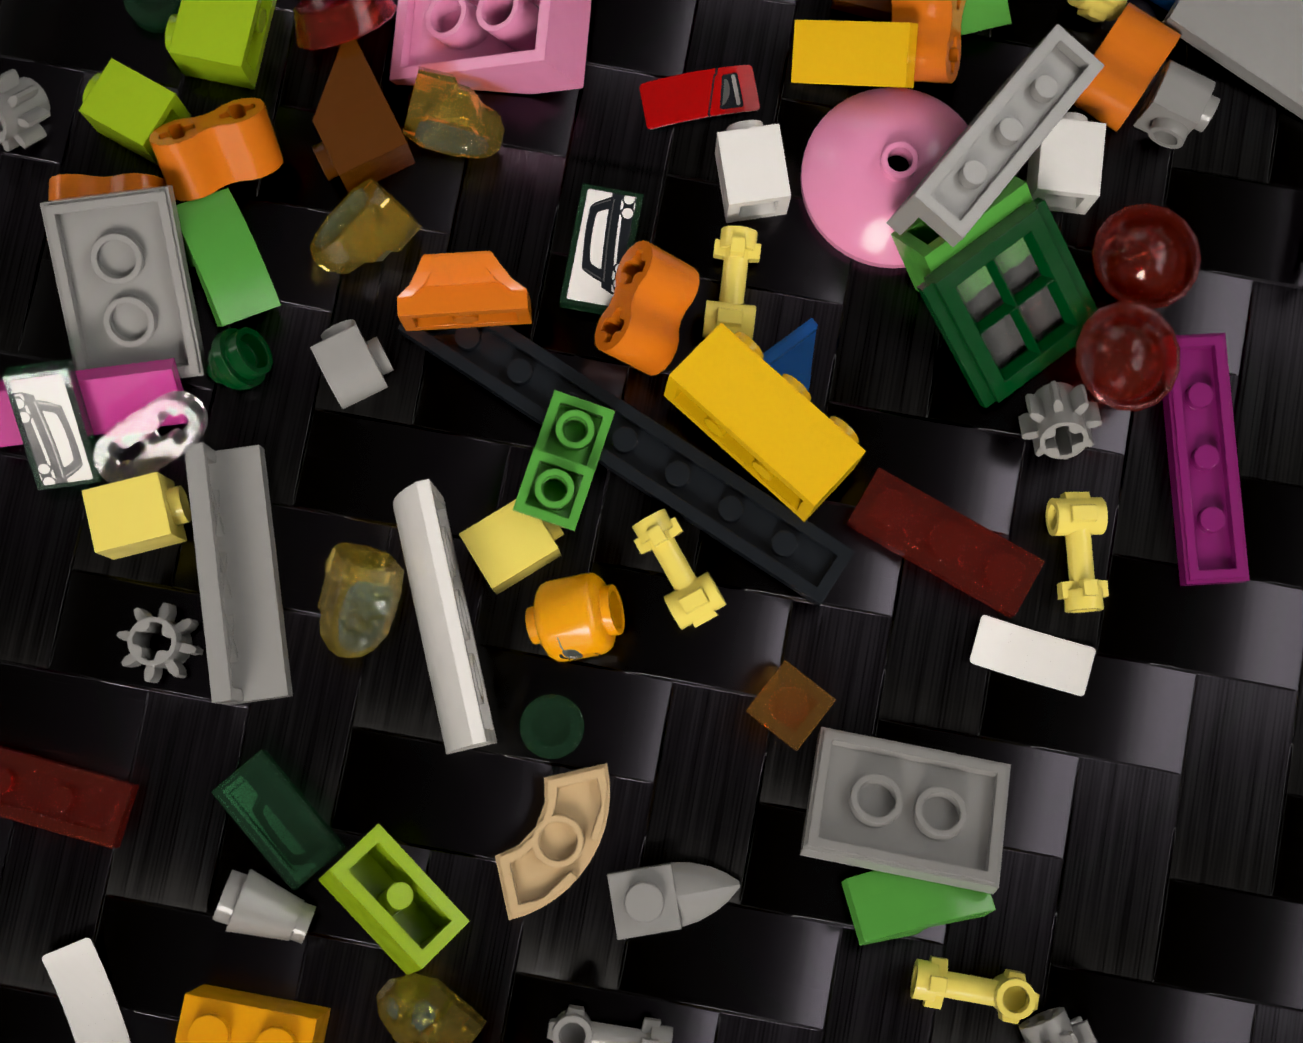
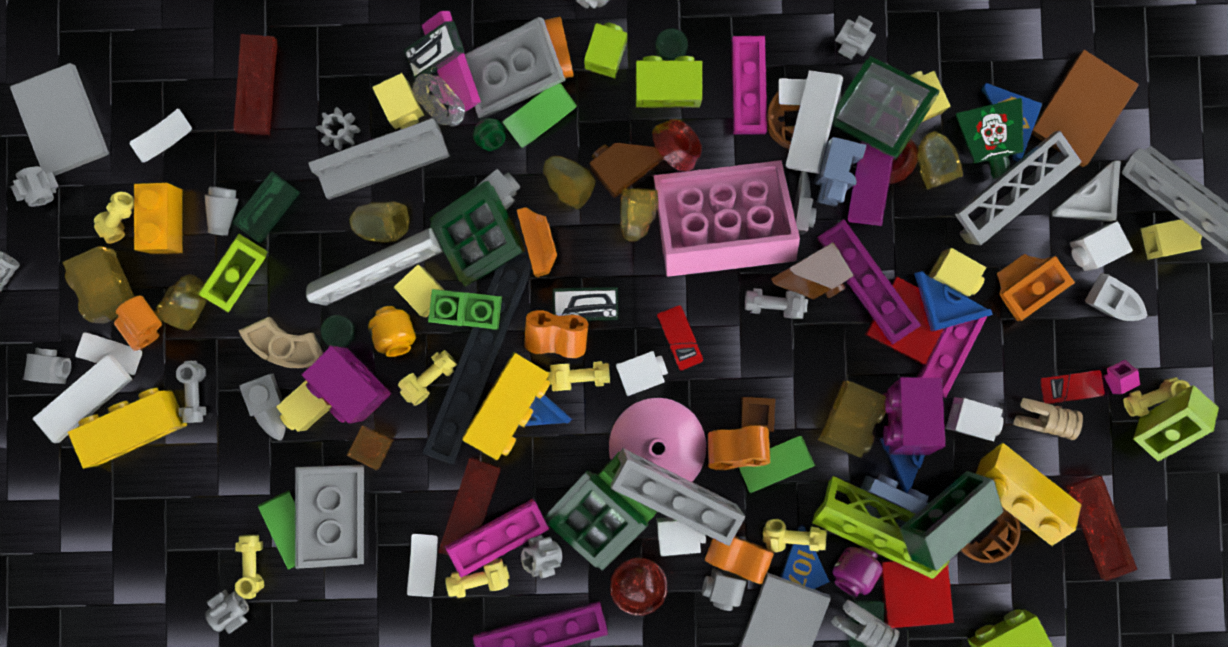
camera: 80 degrees right, 5 degrees up
(217, 148) = (593, 97): orange axle -> none
(425, 413) = (476, 234): none -> dark green piece
(662, 715) = (345, 385): none -> magenta brick
(686, 816) = (302, 409): none -> light yellow brick
(854, 53) = (713, 413): yellow tile -> none
(1009, 498) = (496, 538): none -> dark pink tile
(1127, 356) = (580, 586): clear red hat -> none

